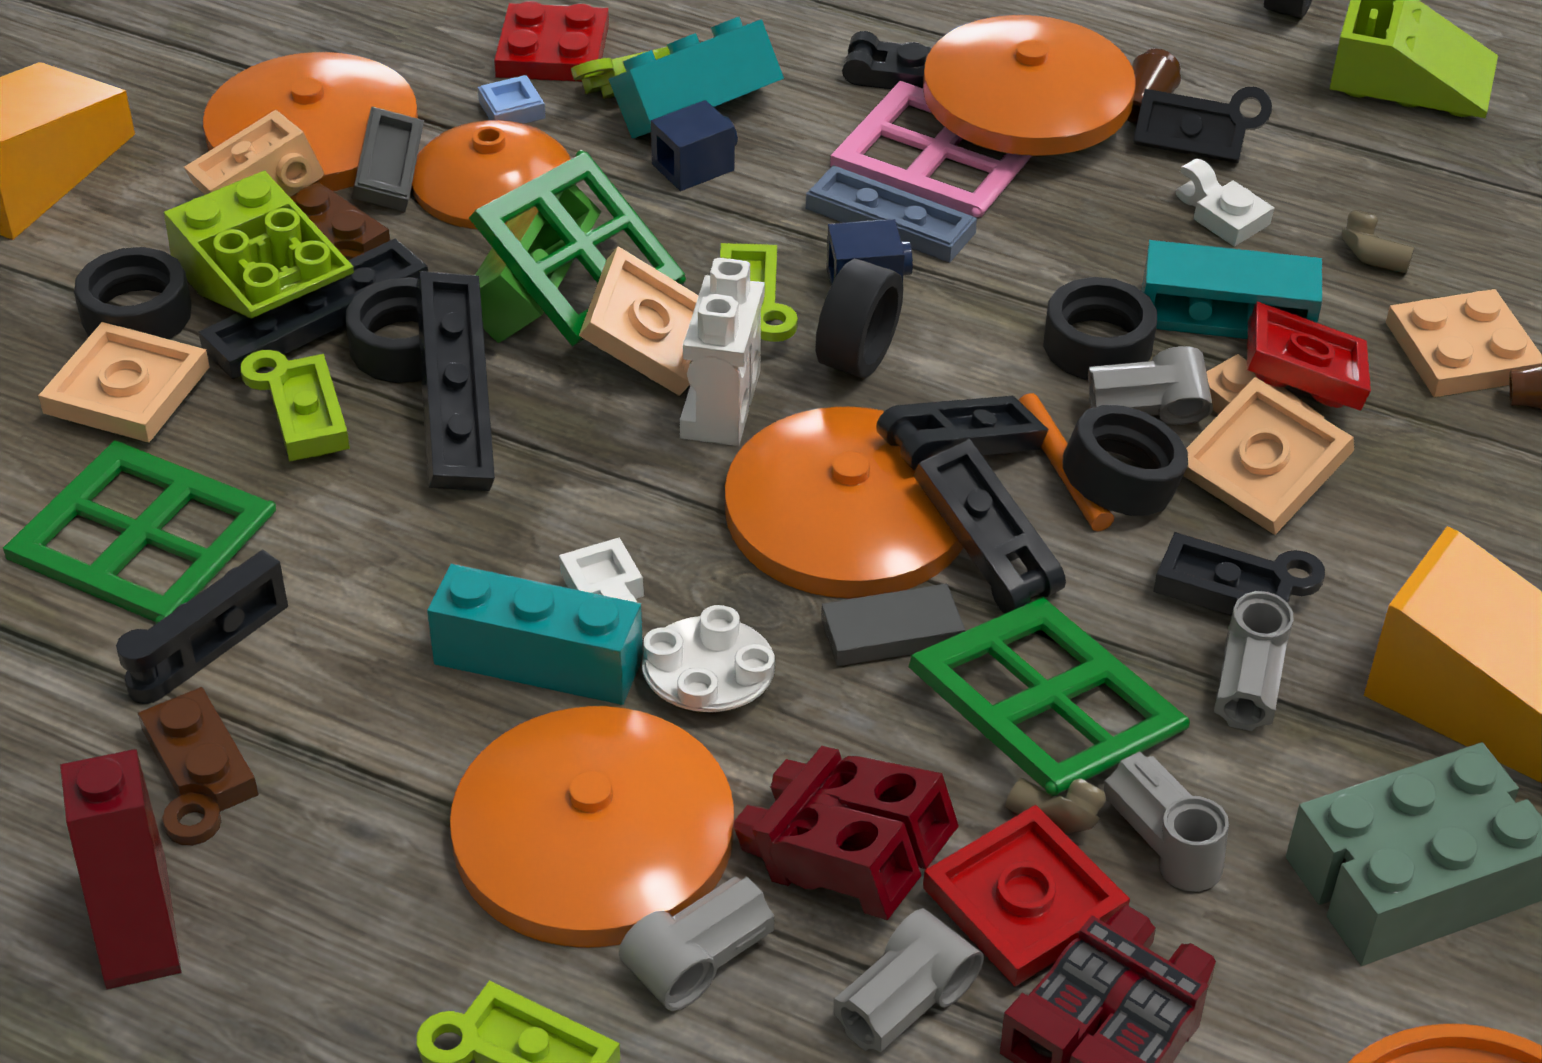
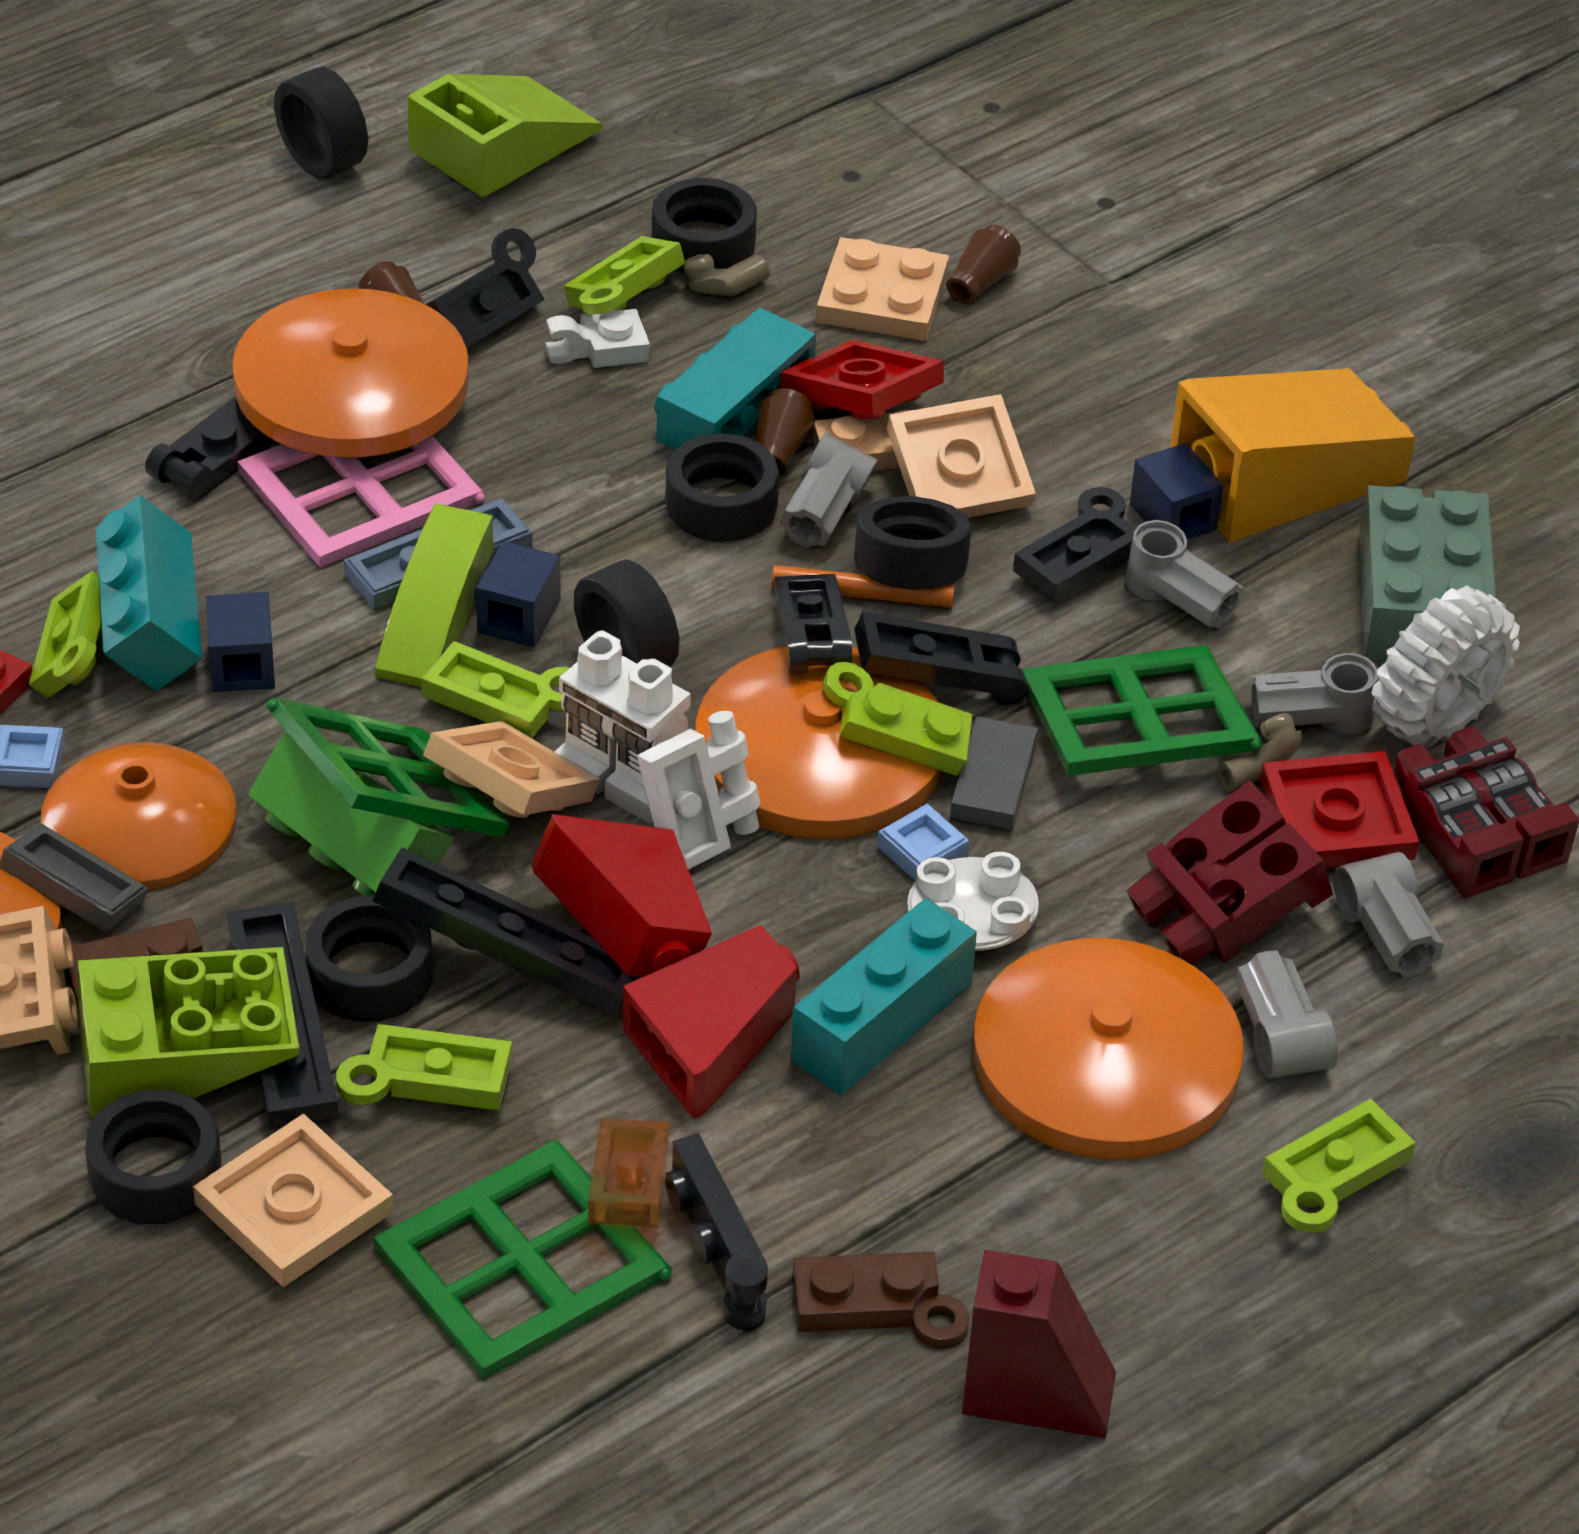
camera: 65 degrees left, 0 degrees up
(215, 548) = (629, 1173): none -> clear orange plate
(447, 521) = (711, 1014): none -> red slope
(545, 434) = (625, 890): none -> red slope
(603, 571) = (833, 930): white plate -> none
(666, 426) = (684, 790): none -> white plate
(772, 606) = (921, 837): none -> light blue tile
(802, 218) = (435, 592): none -> lime slope
(874, 523) = (899, 720): none -> lime hinge
(1213, 332) = (784, 424): none -> reddish brown cone
(1266, 895) = (1445, 666): none -> white gear
(1283, 182) = (624, 274): none -> lime hinge
(1356, 618) = (1178, 490): none -> dark blue brick
(1426, 185) = (707, 201): none -> black tyre

